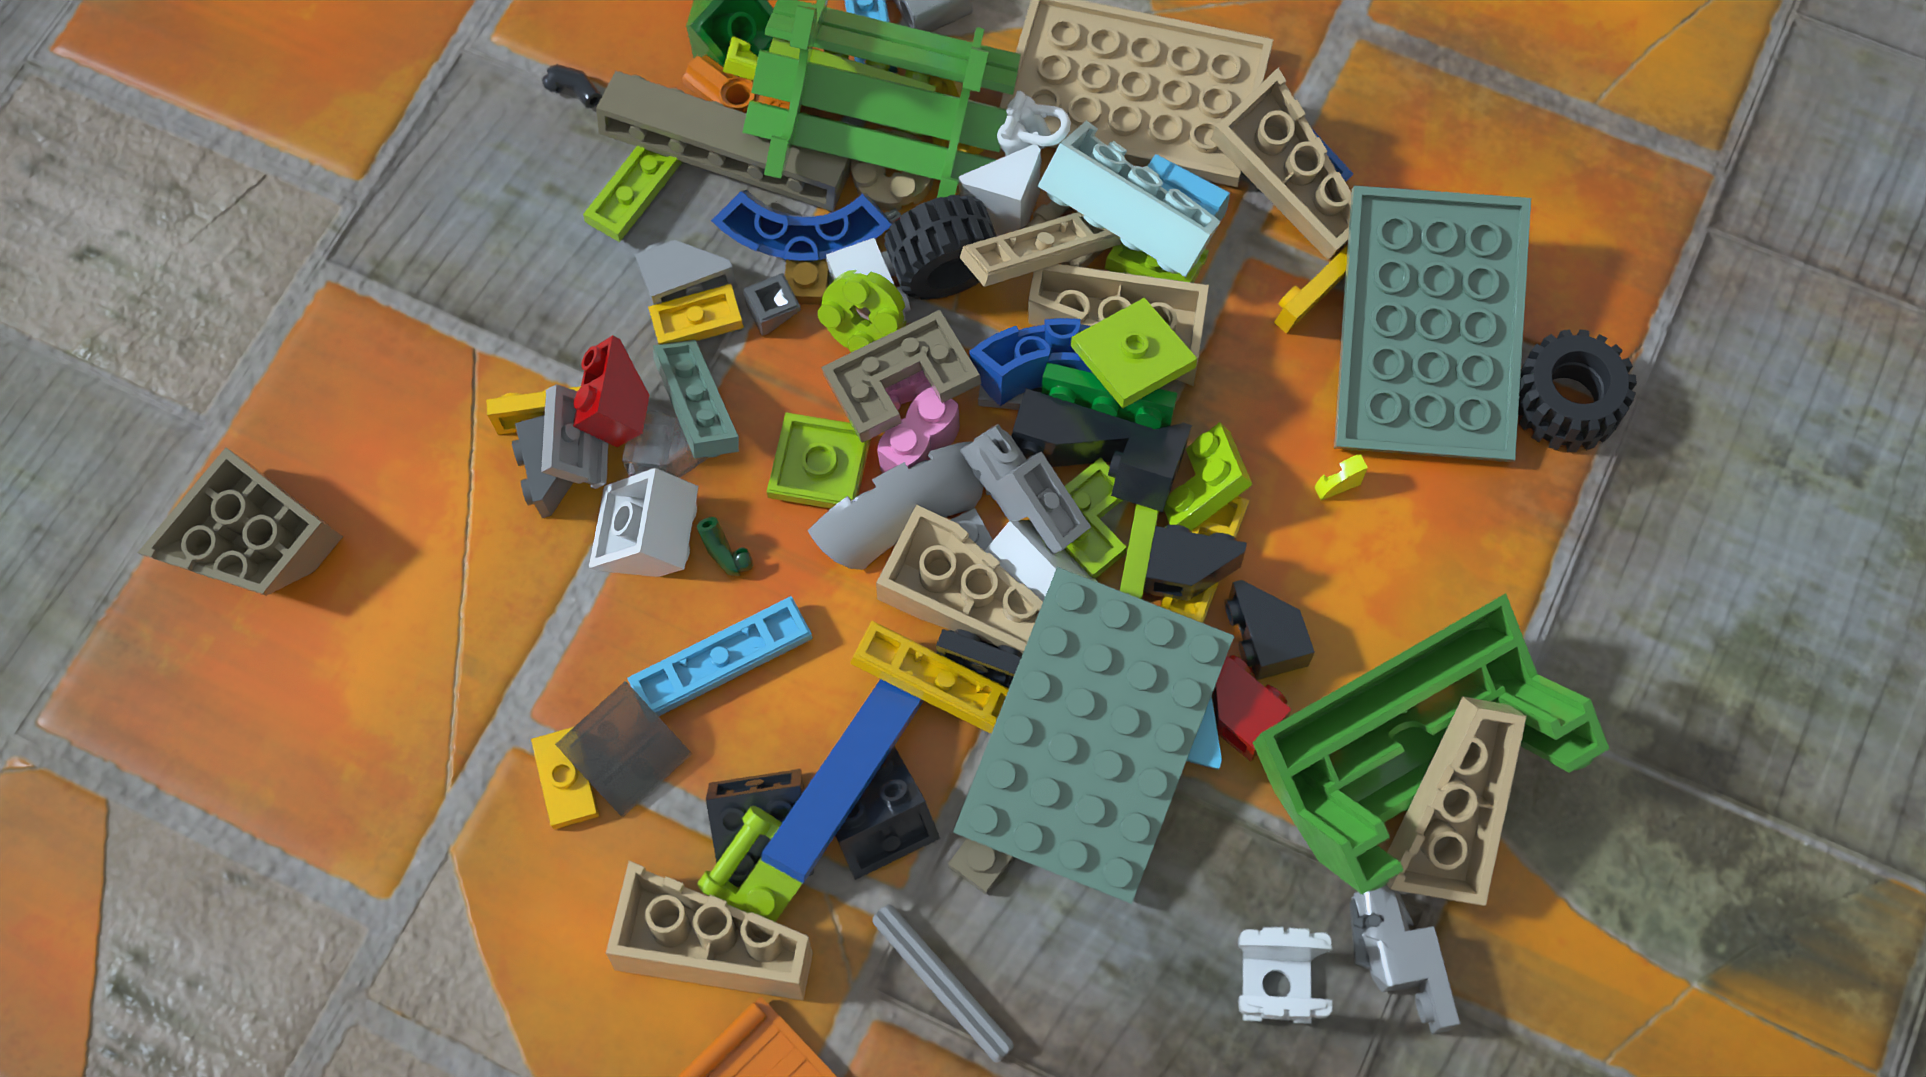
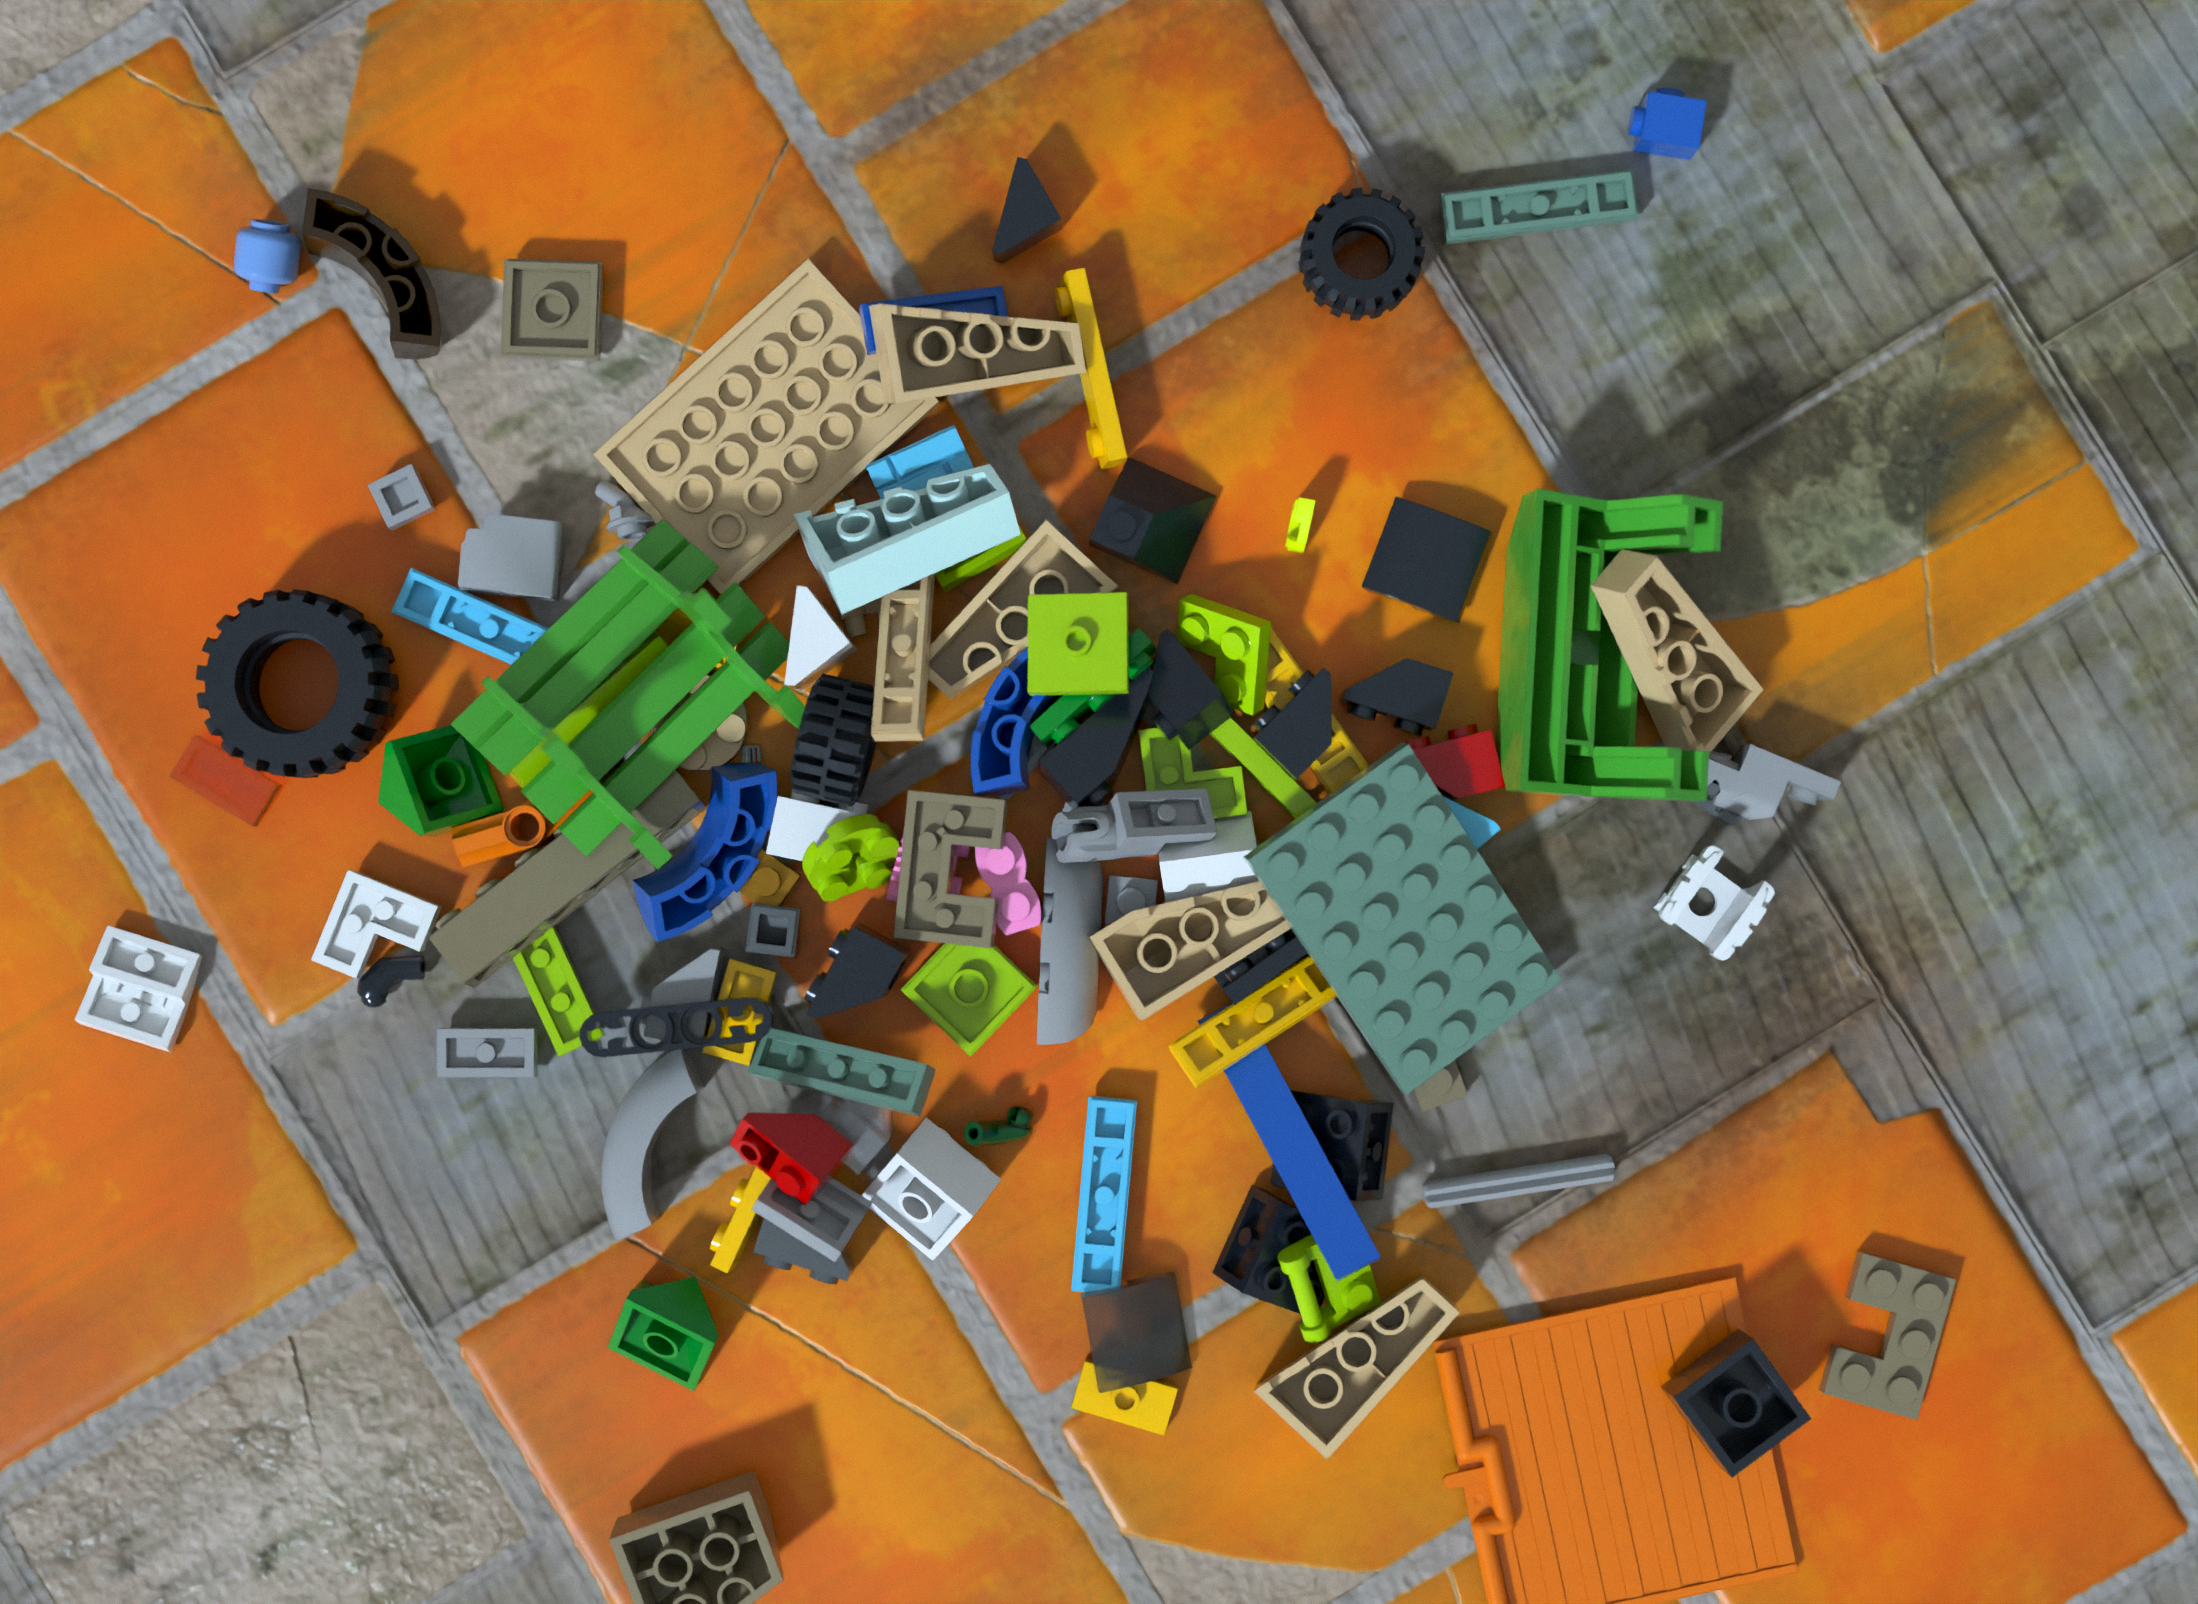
camera: 60 degrees left, 20 degrees up
(417, 402) = (667, 1330): none -> green slope
(554, 301) = (632, 1137): none -> light grey brick
(557, 173) = (487, 1052): none -> light grey plate
(604, 40) = (371, 909): none -> white plate
(659, 265) = (677, 1029): none -> black beam
(740, 59) = (492, 799): neon yellow tile -> none
(776, 367) = (861, 971): none -> black slope
(1005, 33) = (625, 518): none -> light grey plate
(1027, 125) = (761, 577): white piece -> none
(1261, 373) = (1152, 520): none -> black slope
(1386, 588) = (1427, 559): none -> black slope
(1412, 155) = (1026, 215): none -> black slope
(1433, 323) = (1216, 336): sand green plate -> none
(1713, 499) = (1538, 207): none -> sand green plate
(1853, 551) = (1667, 124): none -> blue brick

